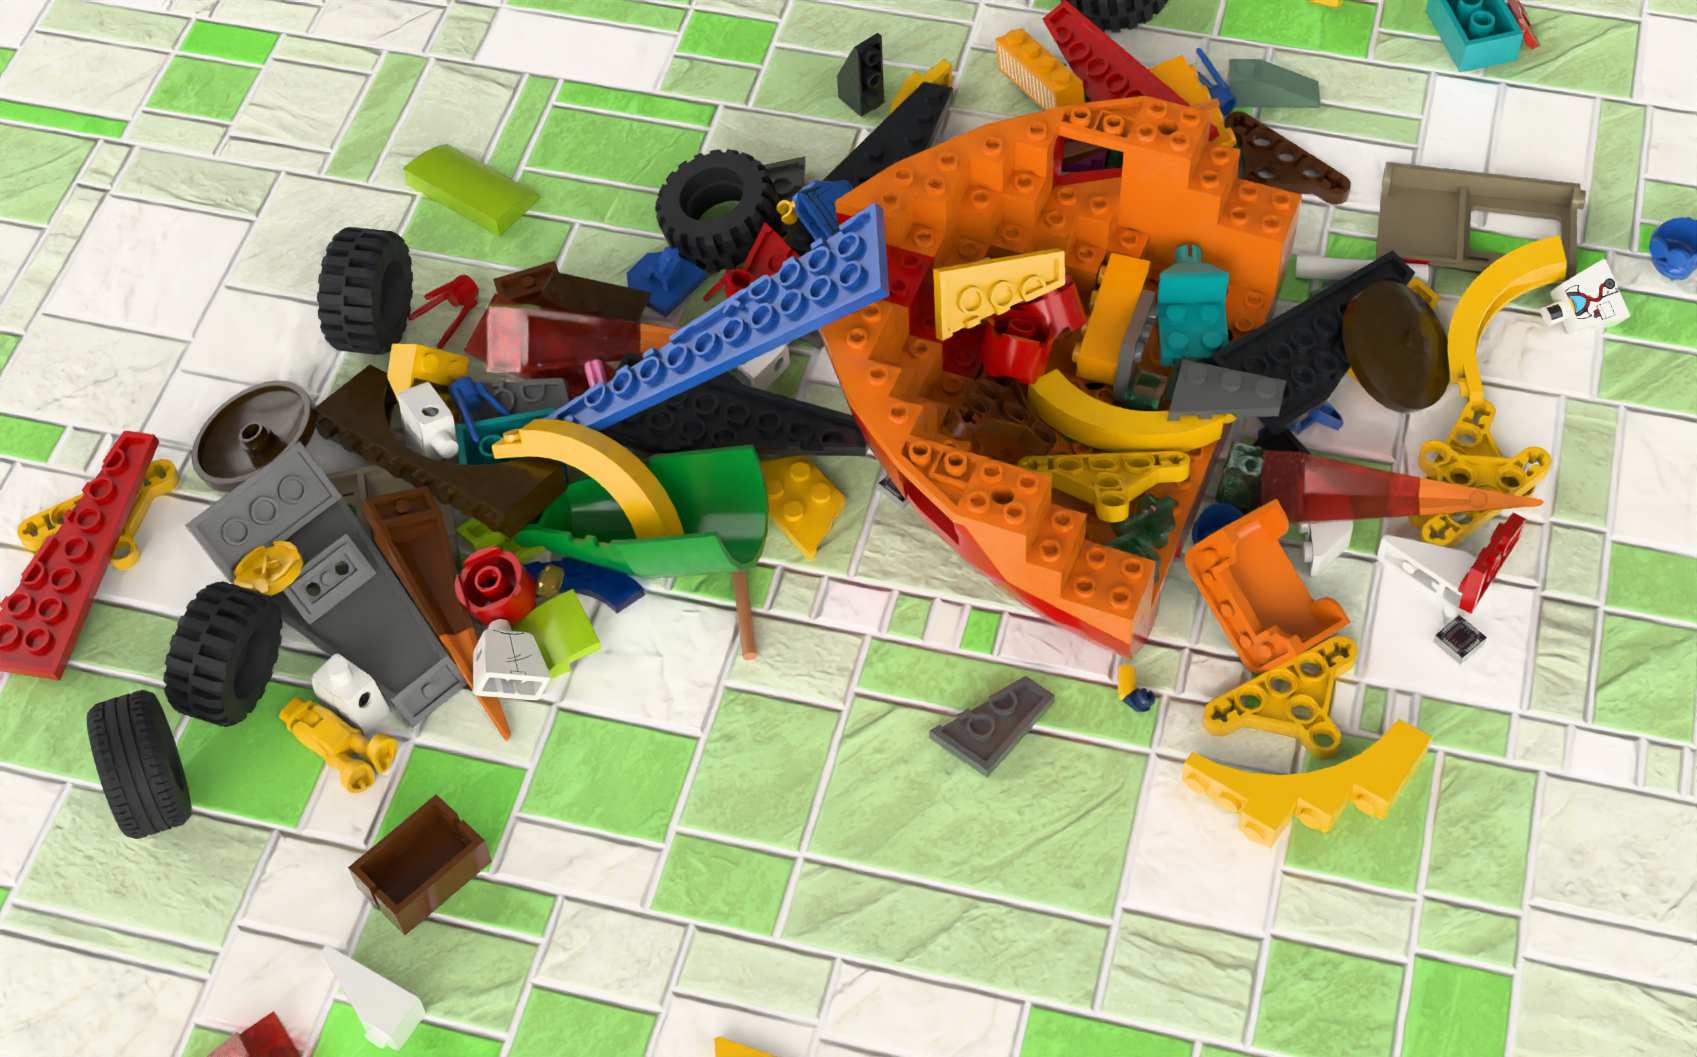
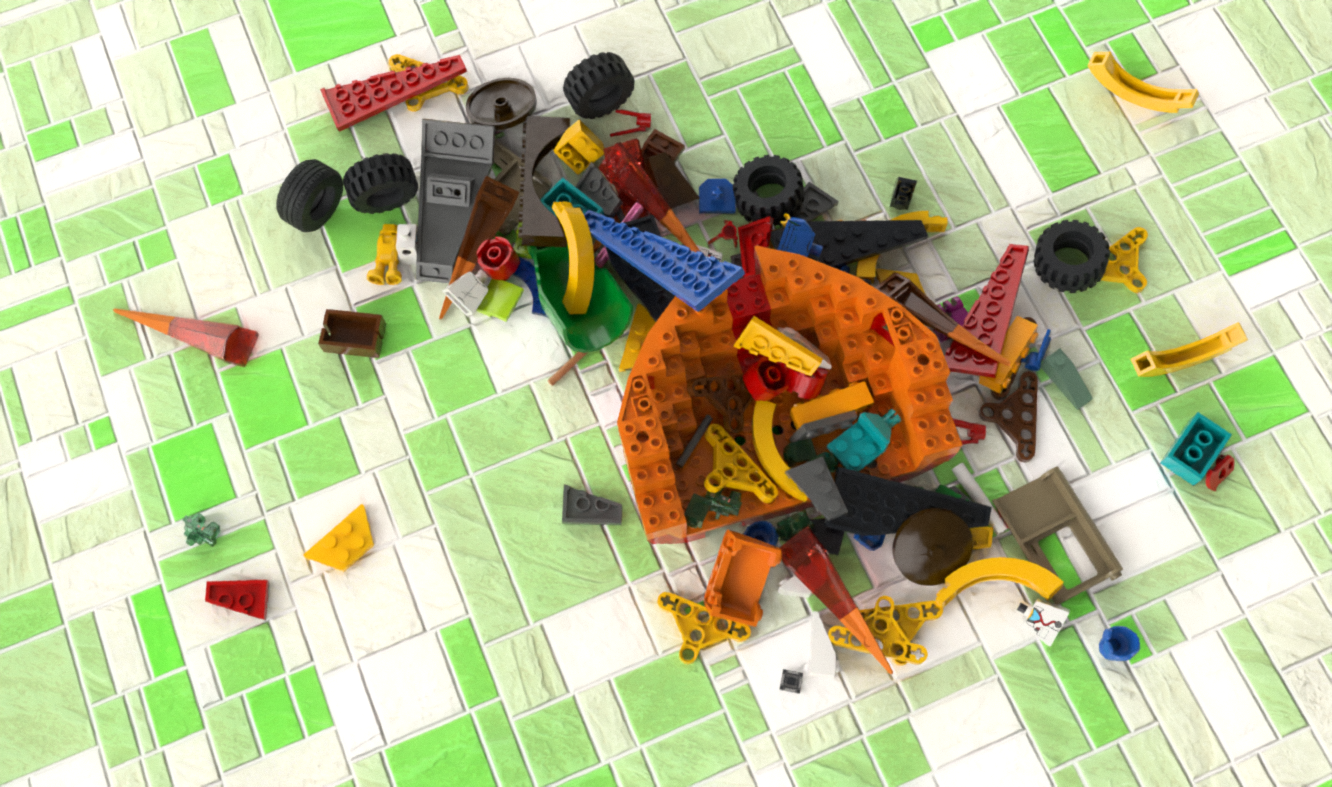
camera: 50 degrees right, 15 degrees up
(270, 568) = (431, 166): yellow tile -> none
(382, 1006) = (285, 363): white slope -> none
(430, 434) = (549, 173): white torso -> none
(467, 398) = (582, 169): blue plant -> none
(469, 188) = (706, 76): lime slope -> none
(549, 581) = (519, 276): clear yellow tile -> none
(1037, 71) = (974, 268): light orange brick -> none
(1135, 698) = (649, 555): arm -> none
(1316, 797) = (680, 688): yellow arch -> none
(1490, 562) = (832, 669): red wing -> none

